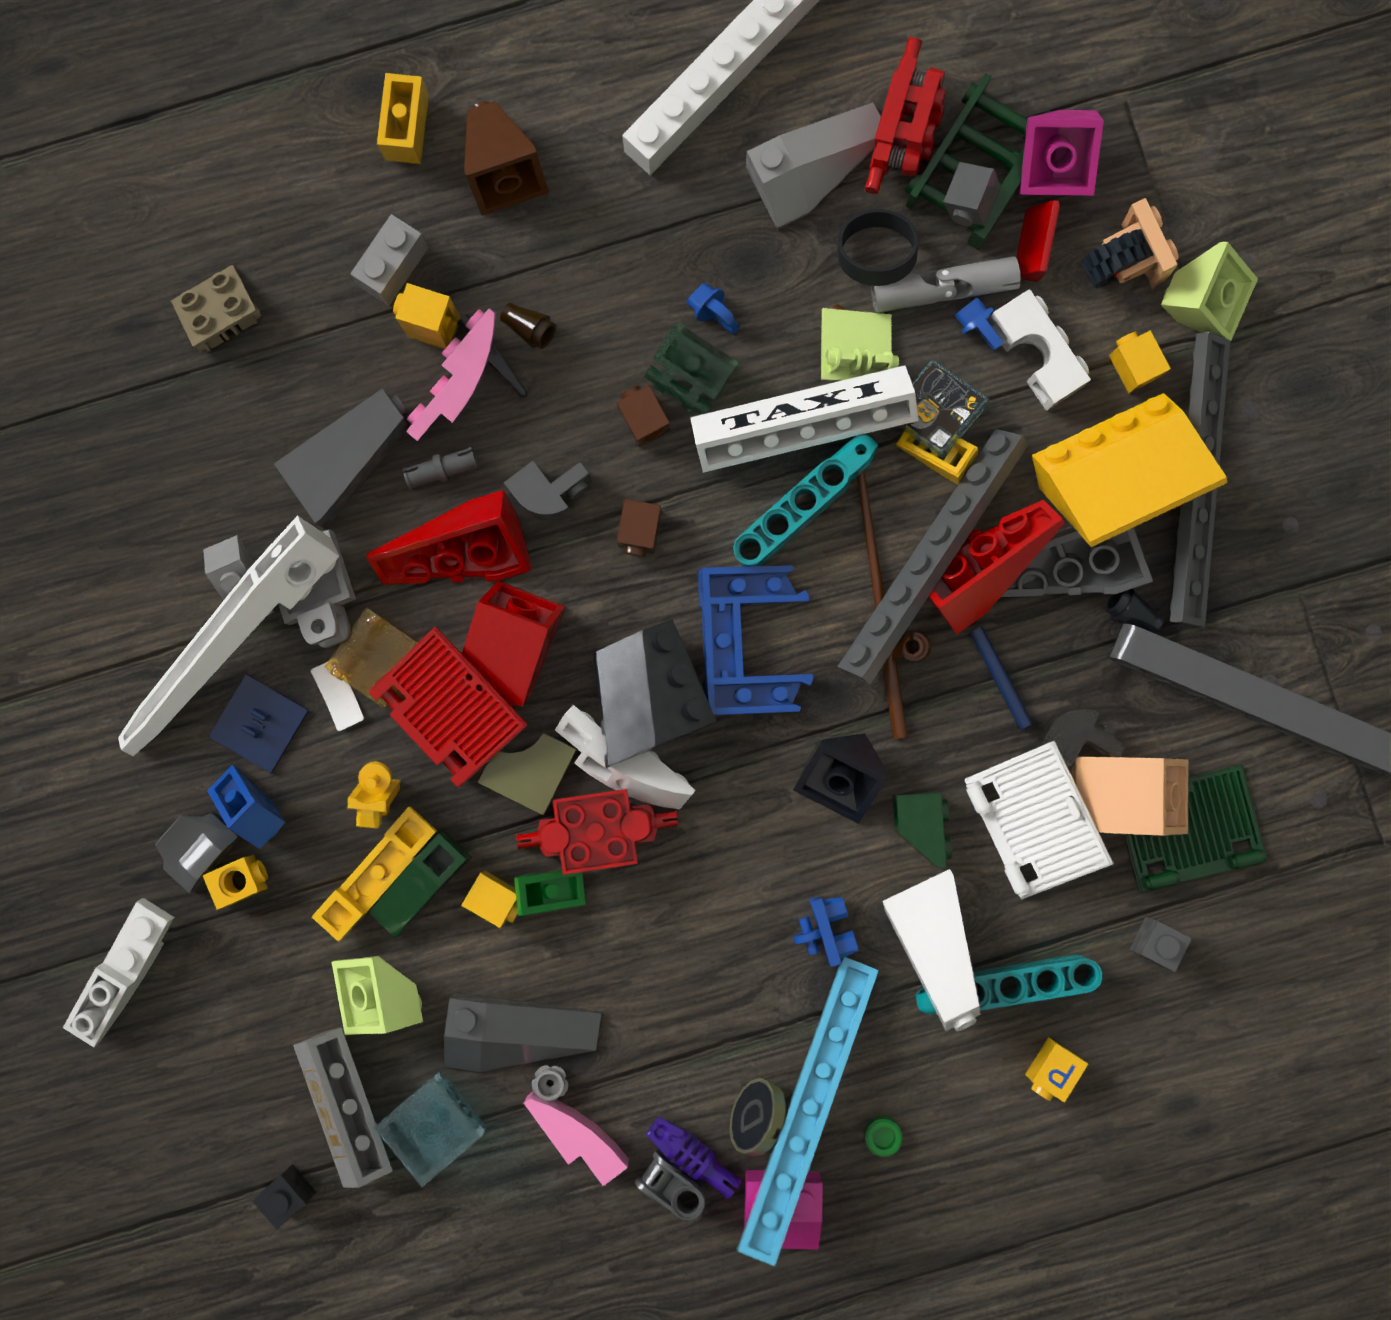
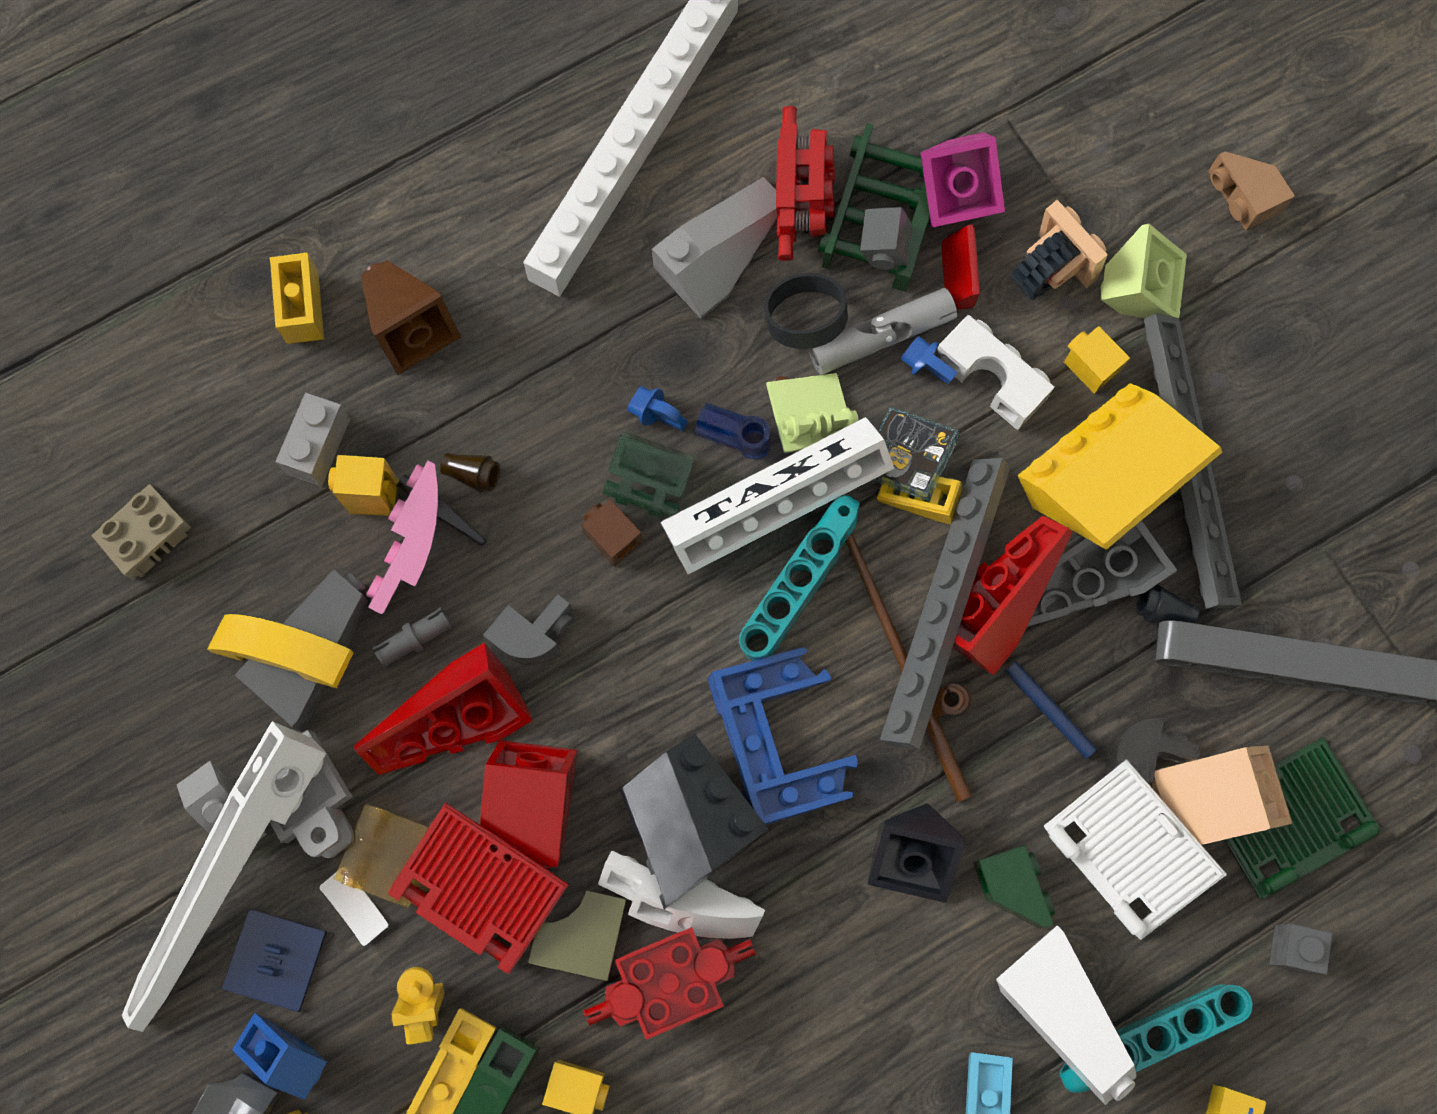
camera: 20 degrees left, 10 degrees down
(320, 449) = (281, 647): none -> yellow slope
(548, 892) = (634, 1064): green slope -> none
(638, 527) = (635, 647): reddish brown brick -> none
(778, 344) = (731, 428): none -> clear blue piece
(836, 945) = (958, 1042): blue hips -> none
(1340, 228) = (1250, 187): none -> medium nougat slope

